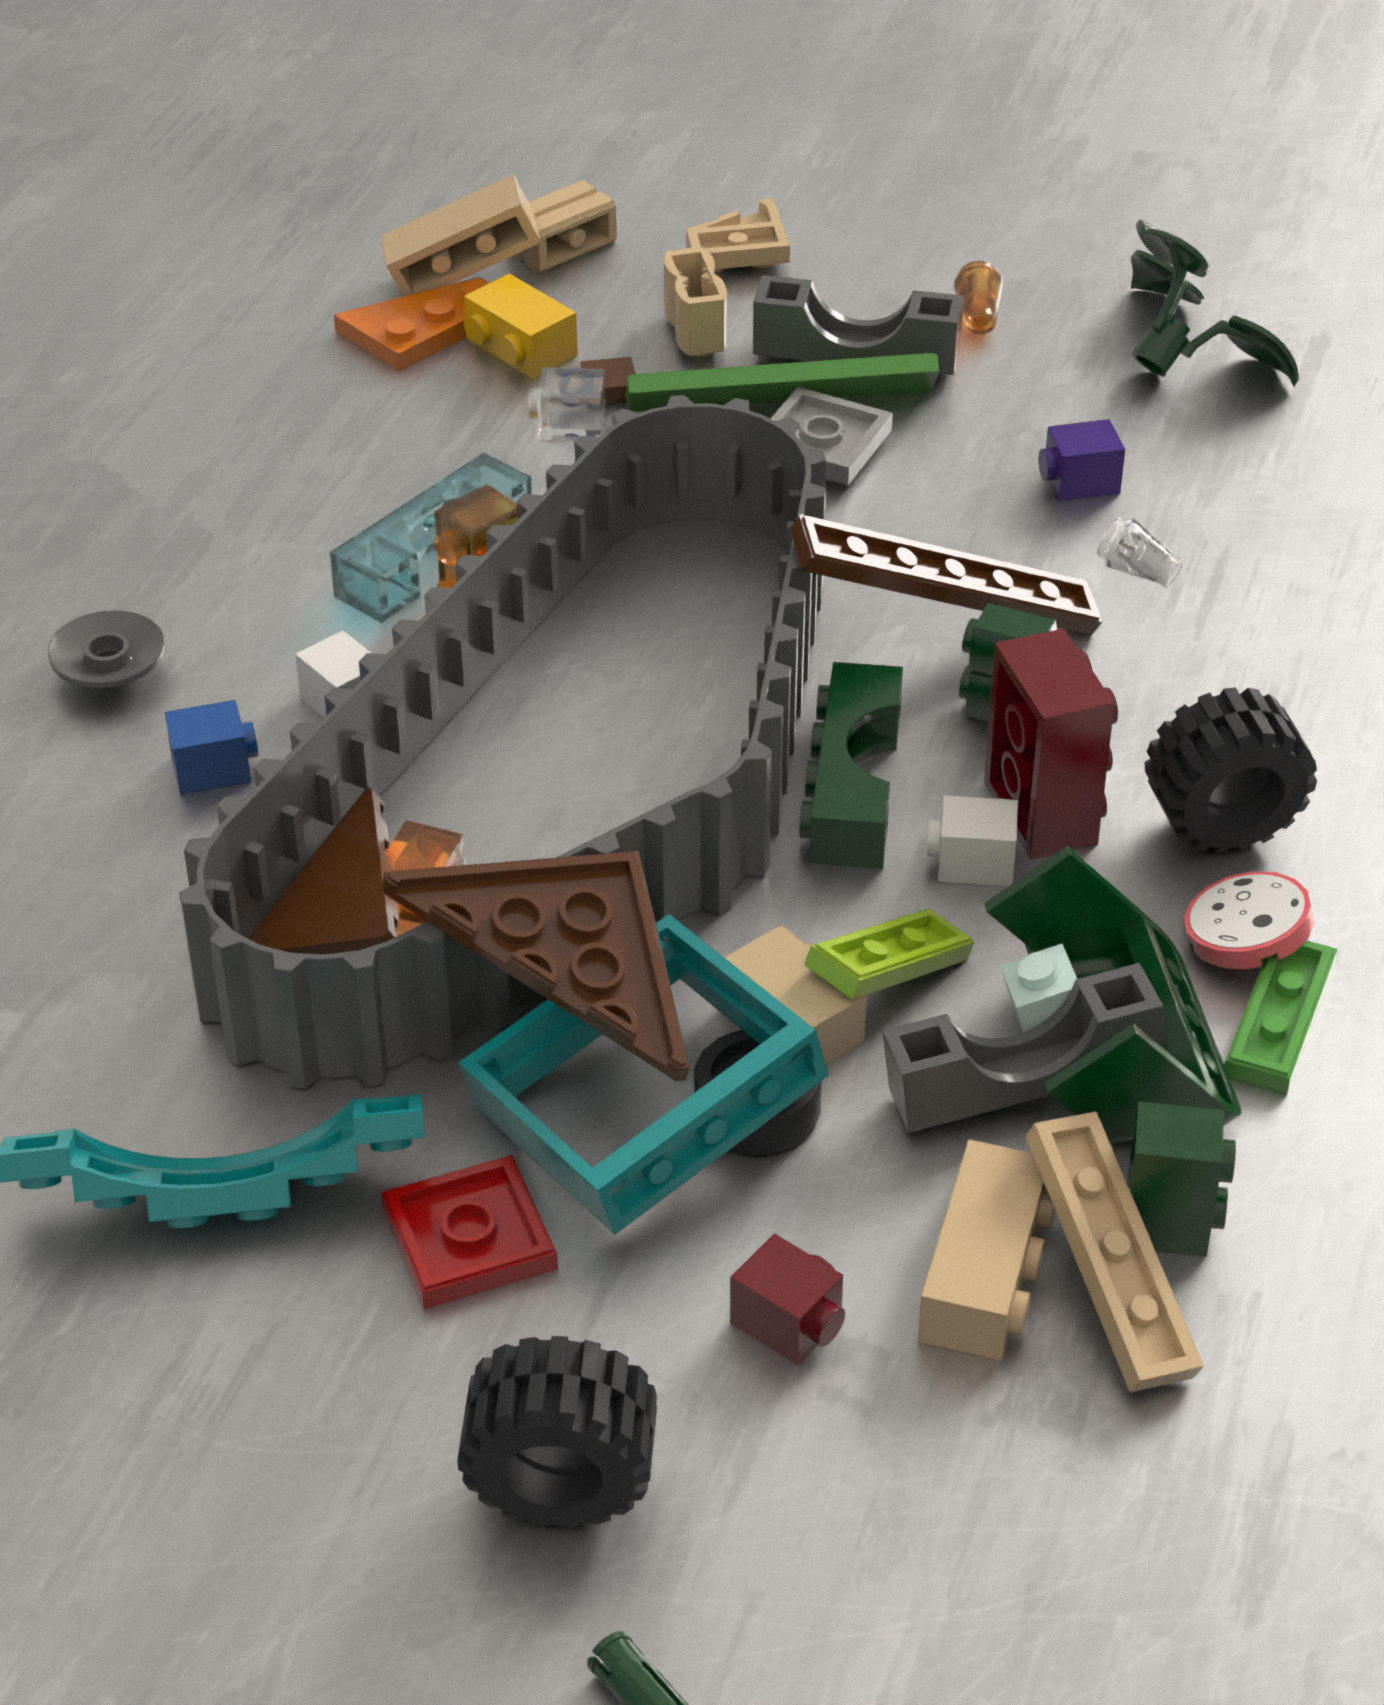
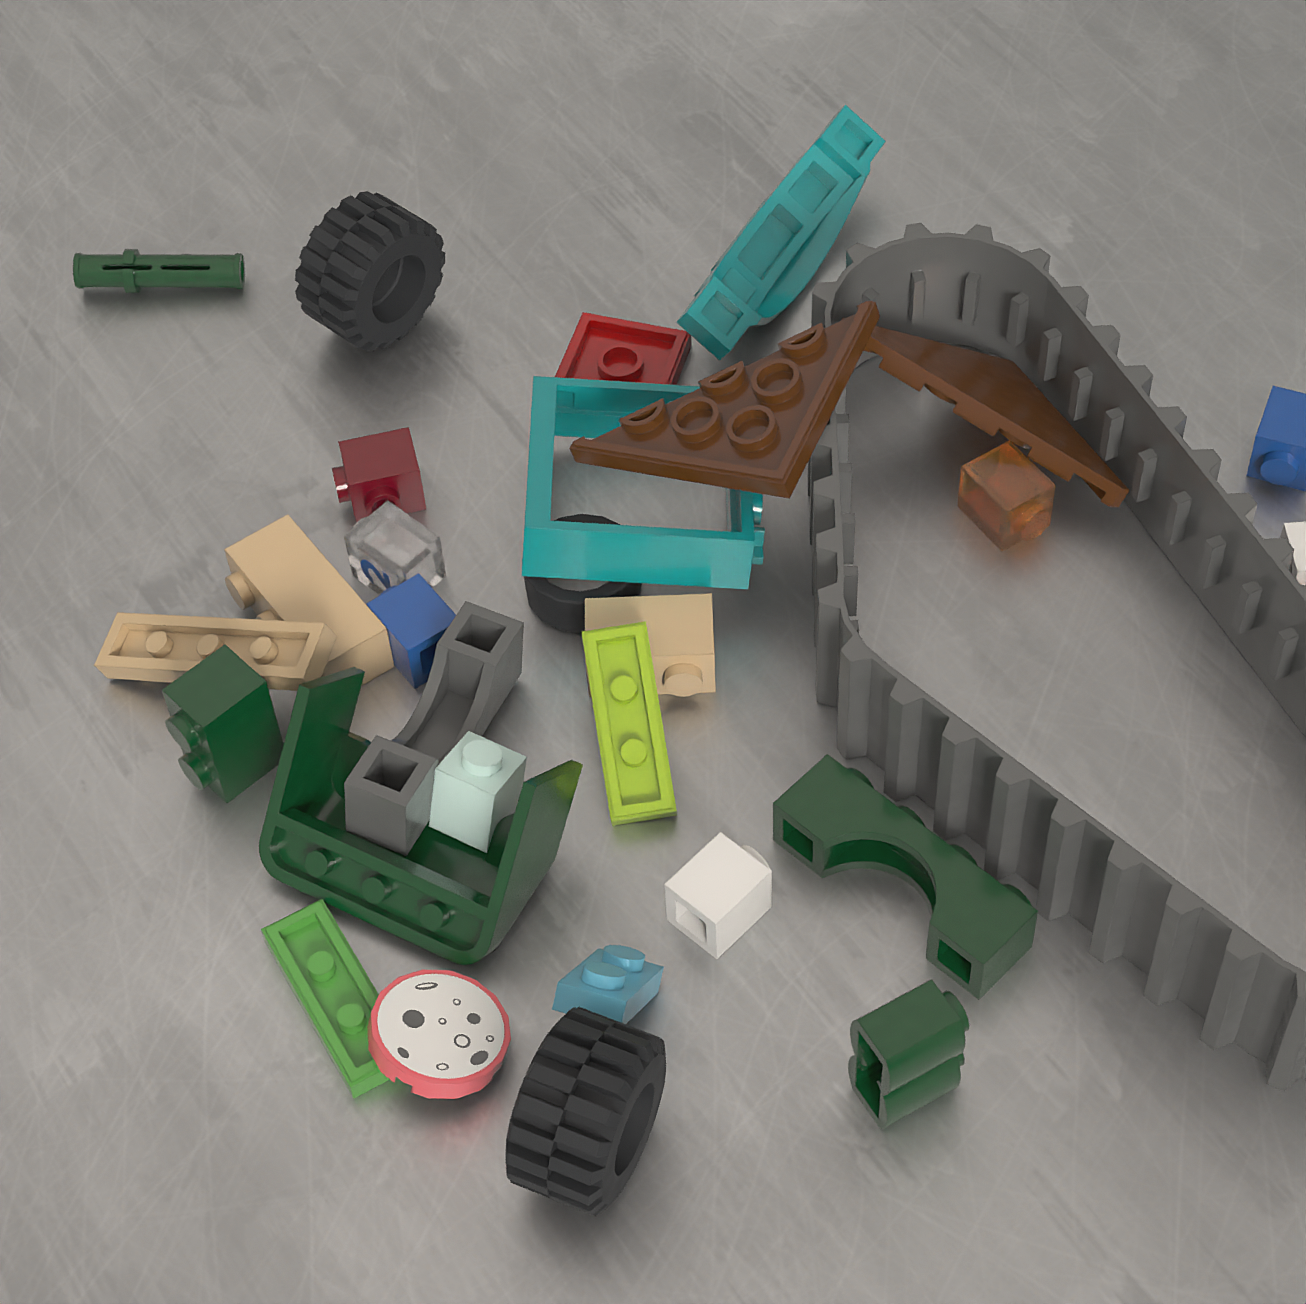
camera: 130 degrees right, 10 degrees up
(869, 1224) = (393, 548): none -> clear brick
(928, 1154) = (414, 624): none -> blue brick
(941, 573) = (1066, 1064): reddish brown tile -> none
(1049, 741) = (738, 957): dark red brick -> none
(1129, 827) = (610, 983): none -> medium azure plate

